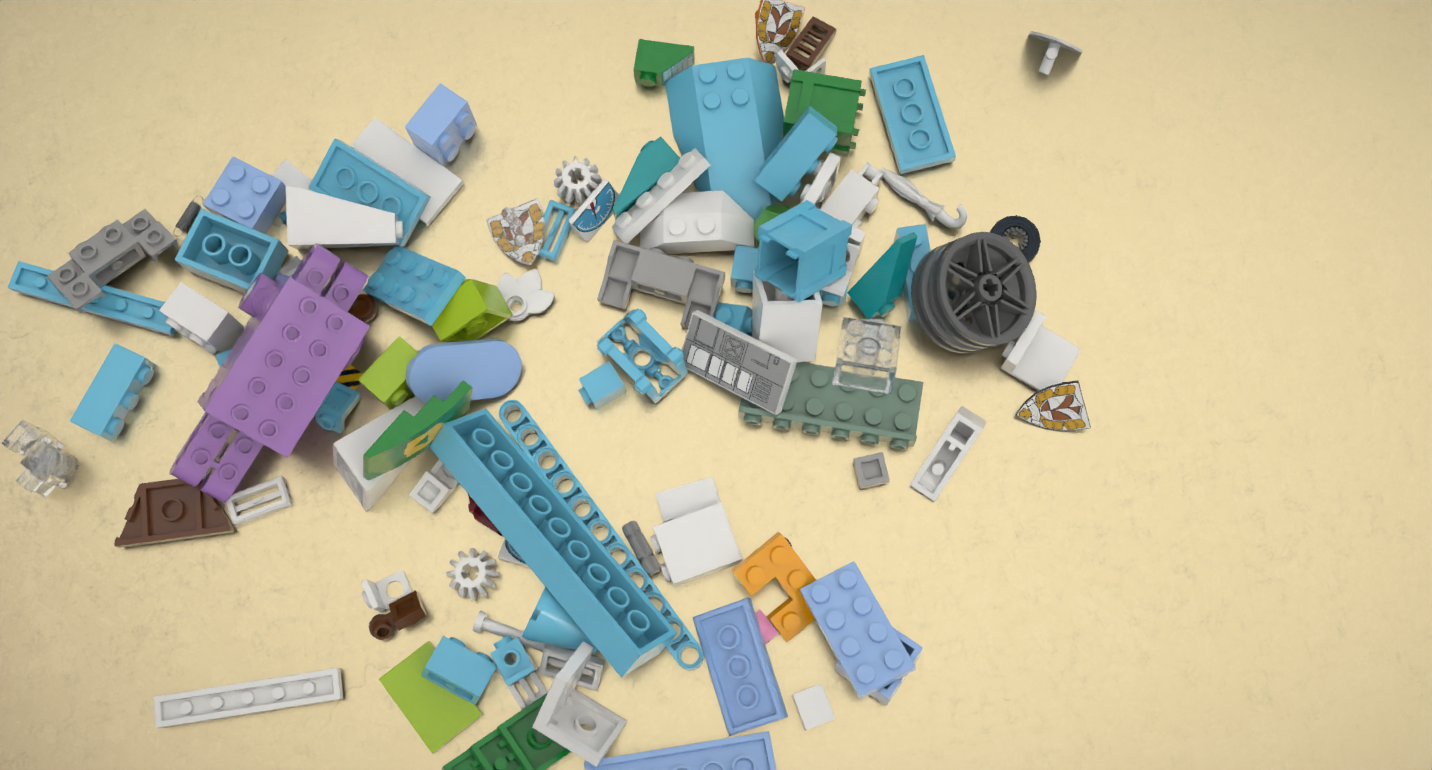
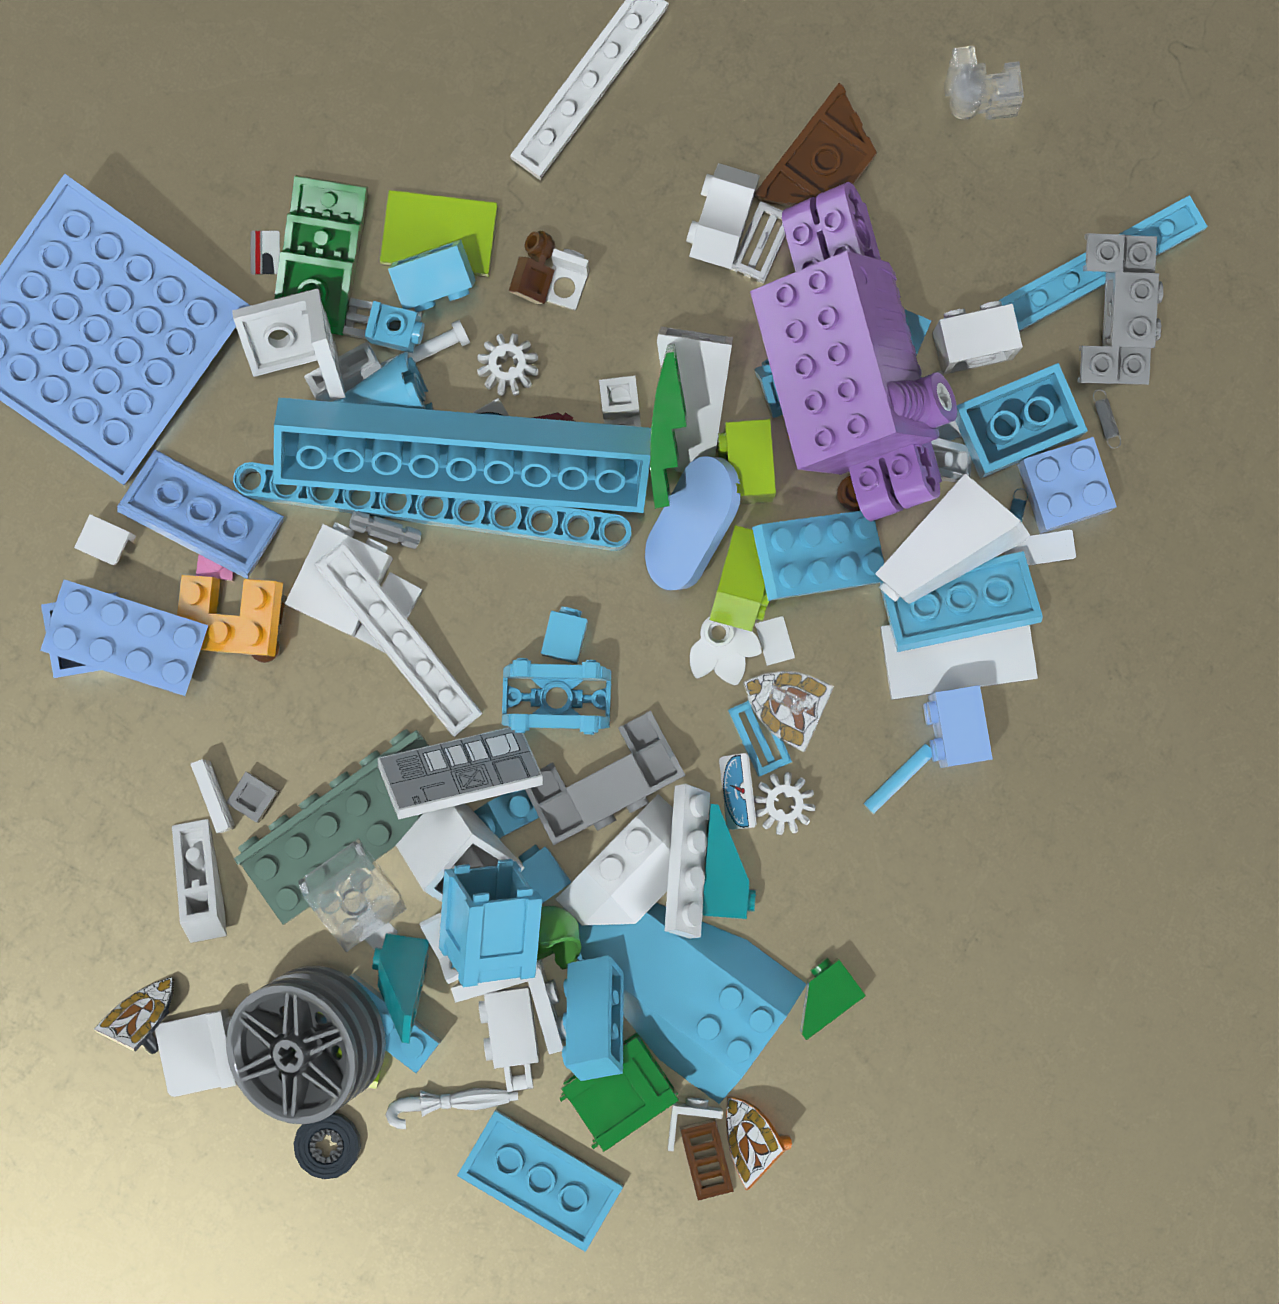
camera: 135 degrees right, 10 degrees up
(113, 392) = (988, 203): medium azure brick -> none
(260, 535) = (723, 216): none -> white brick
(492, 271) = (775, 640): none -> white sticker
(503, 137) = (898, 779): none -> medium azure piece
(696, 476) = (398, 638): none -> white tile
(893, 492) = (213, 795): none -> white tile

